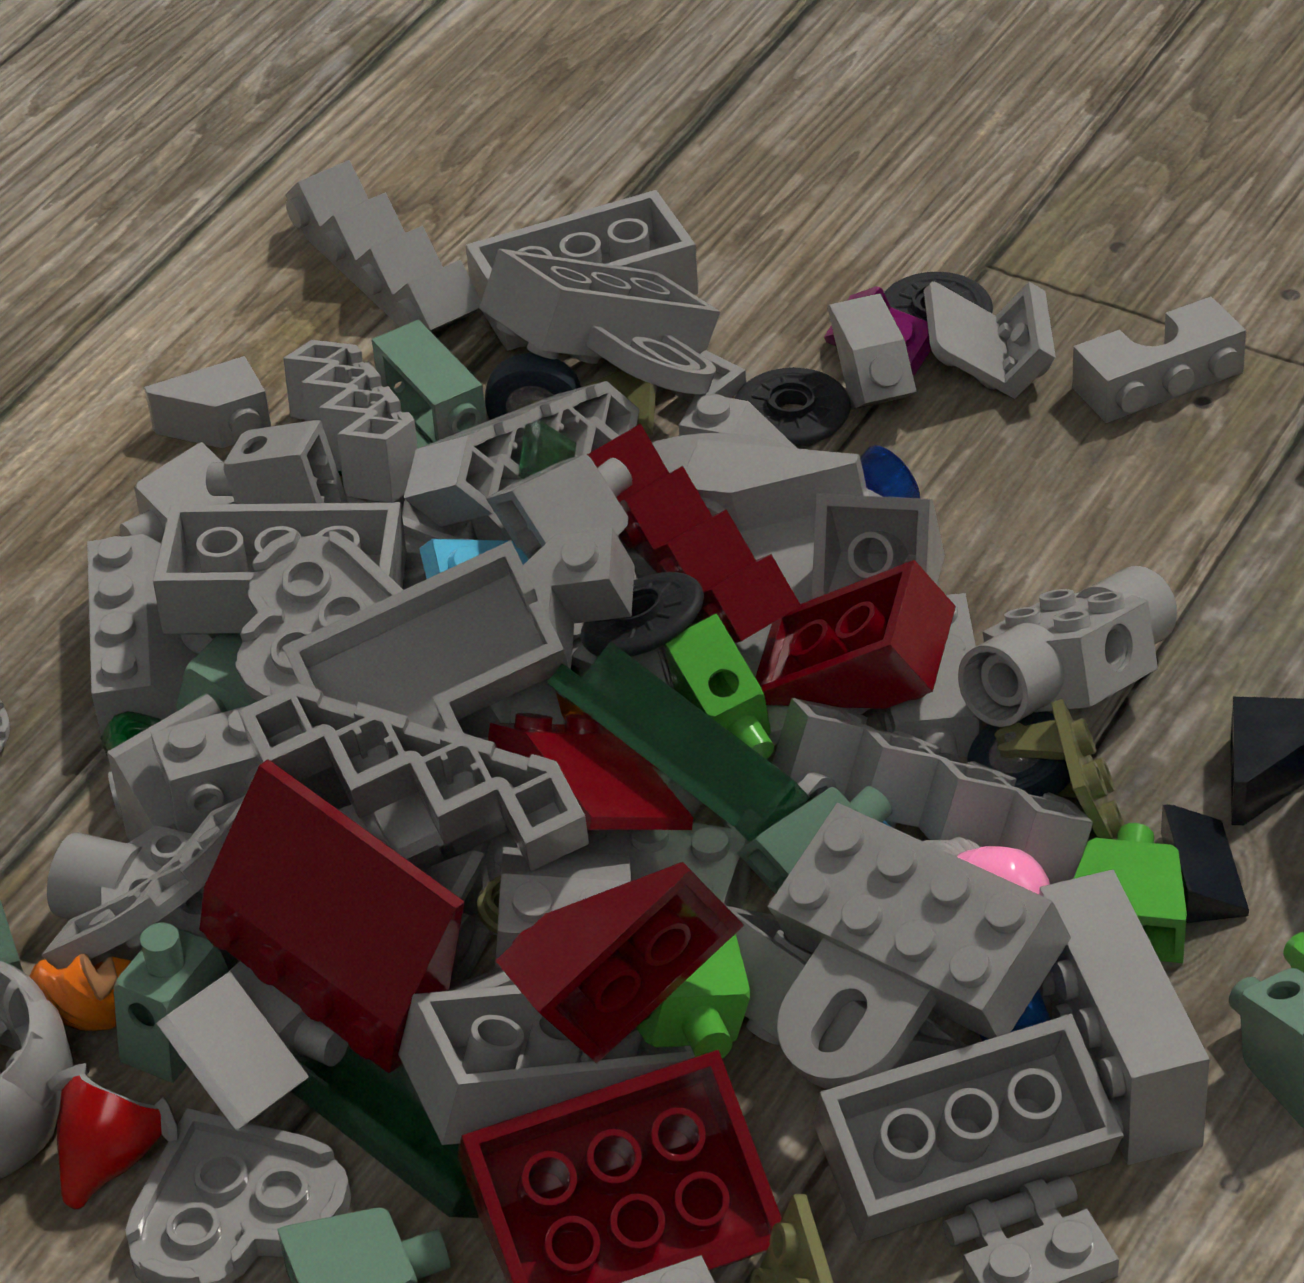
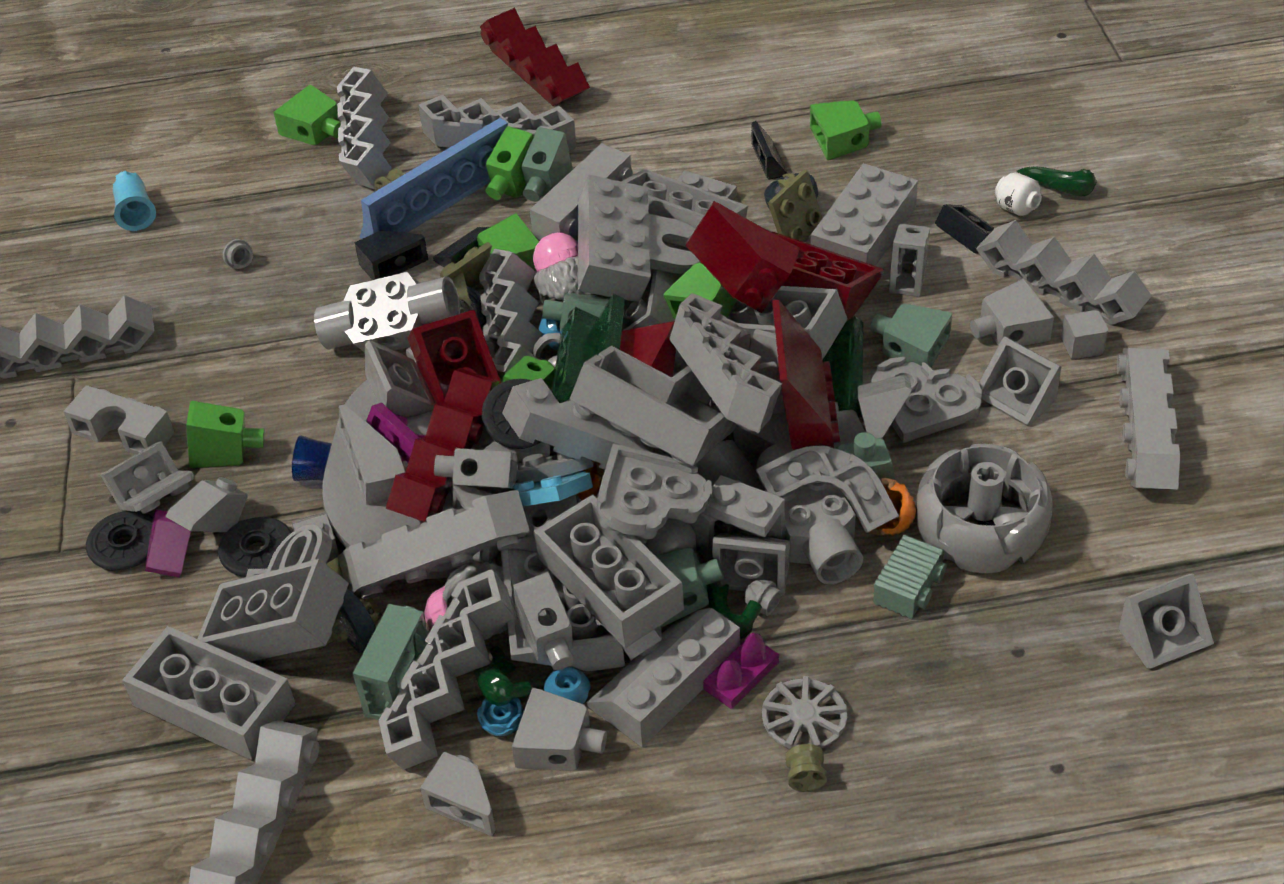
camera: 130 degrees left, 5 degrees up
(68, 717) = (741, 671): none -> magenta tile
(101, 1133) = (938, 435): red hat -> none
(543, 448) = (440, 506): clear green tile -> none
(779, 519) = (393, 429): none -> magenta tile
(1012, 414) = (219, 435): none -> bright green torso

